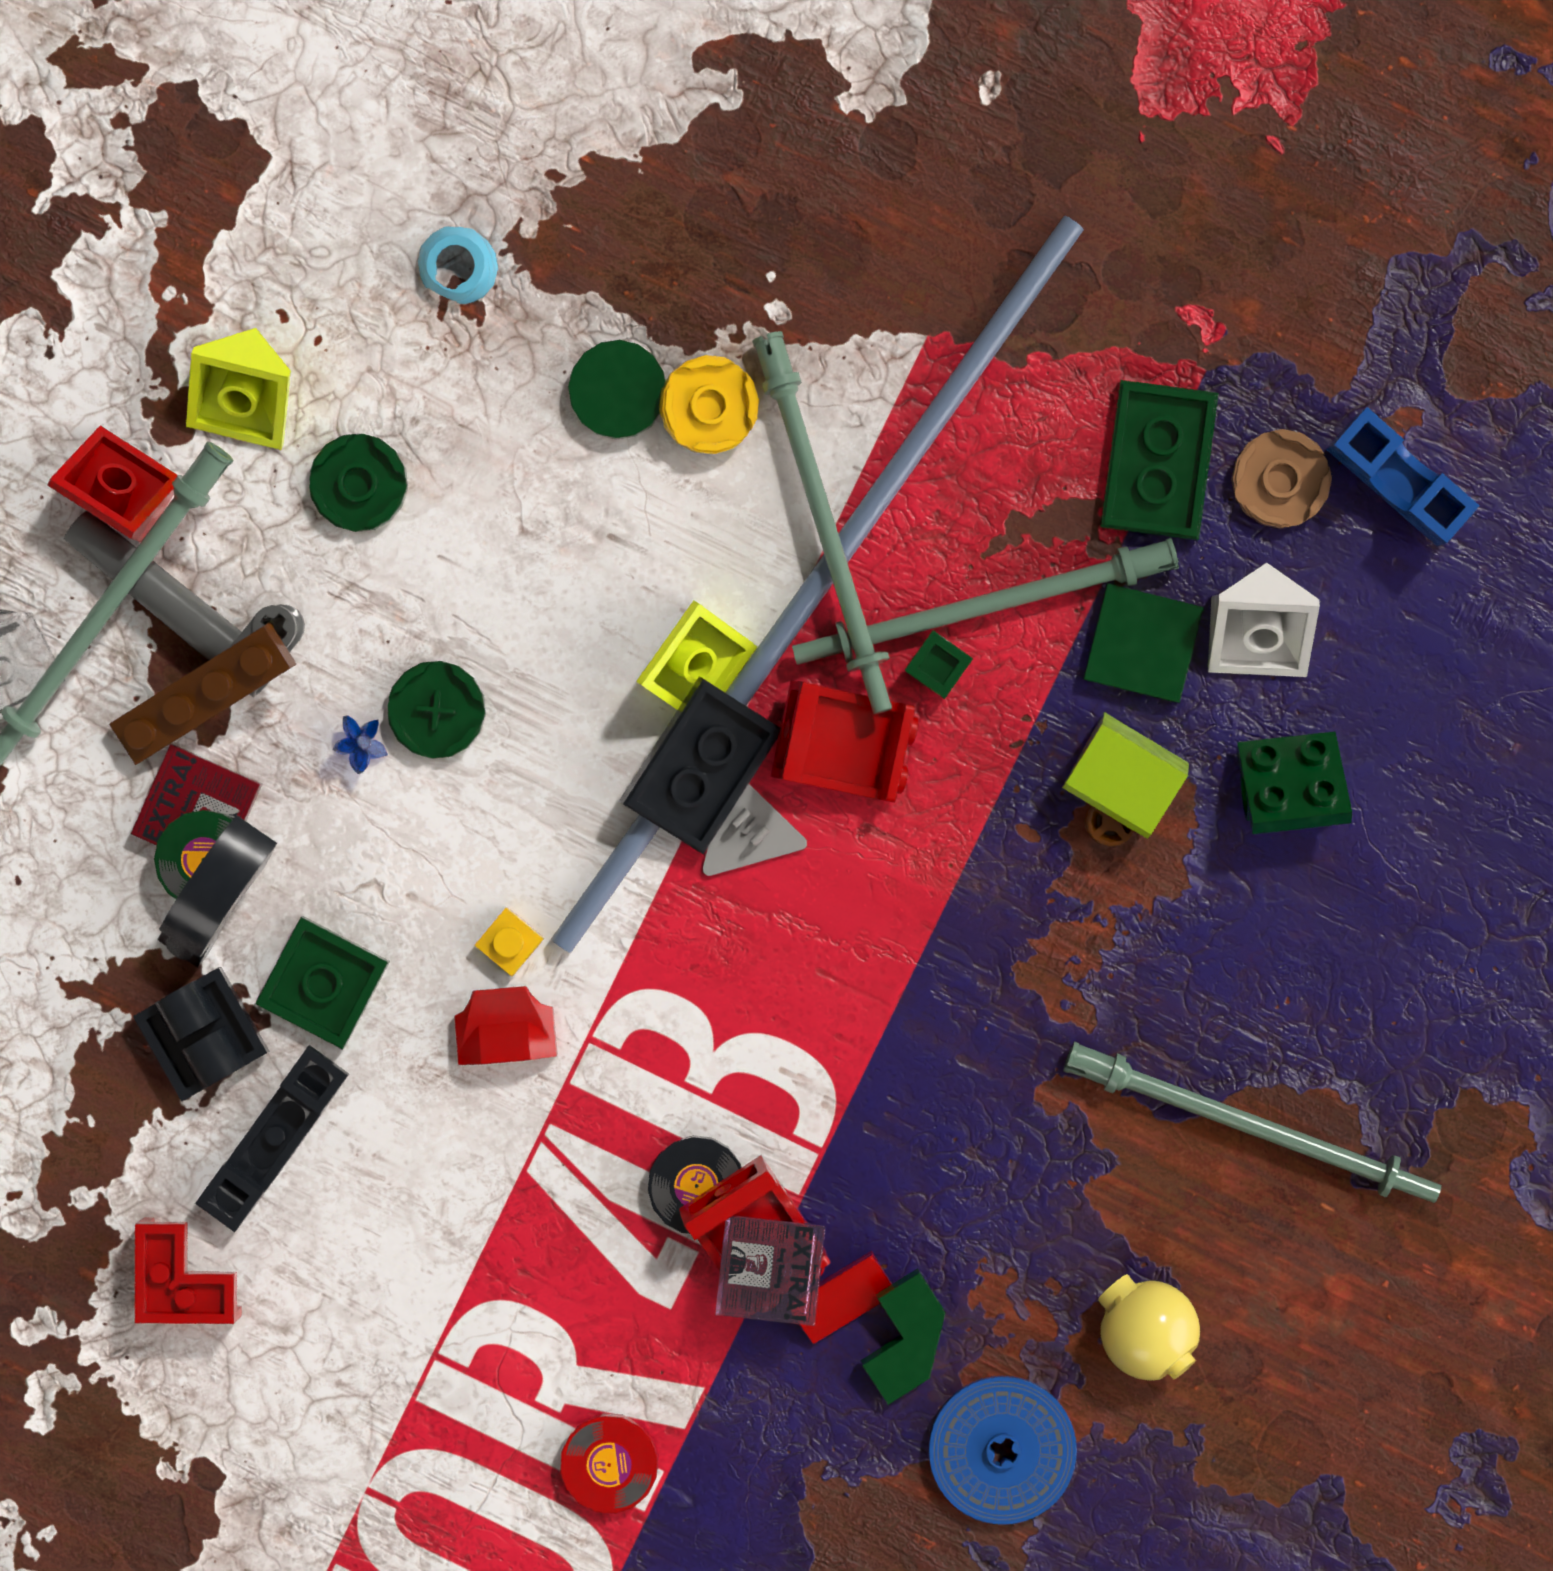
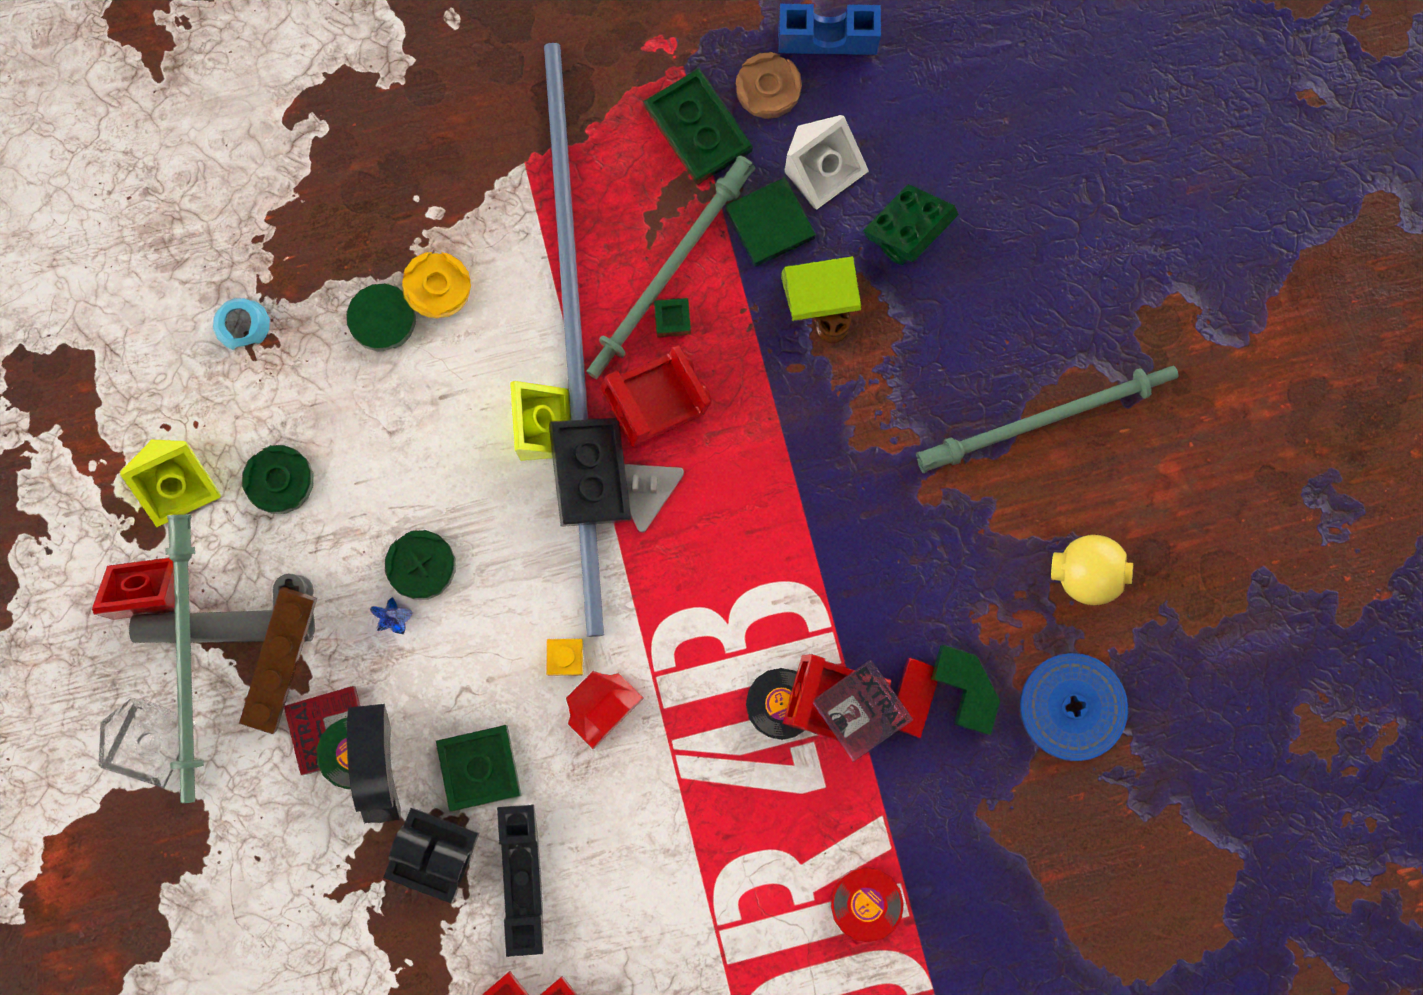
camera: 40 degrees left, 10 degrees down
(782, 386) = (467, 243): sand green bar -> none

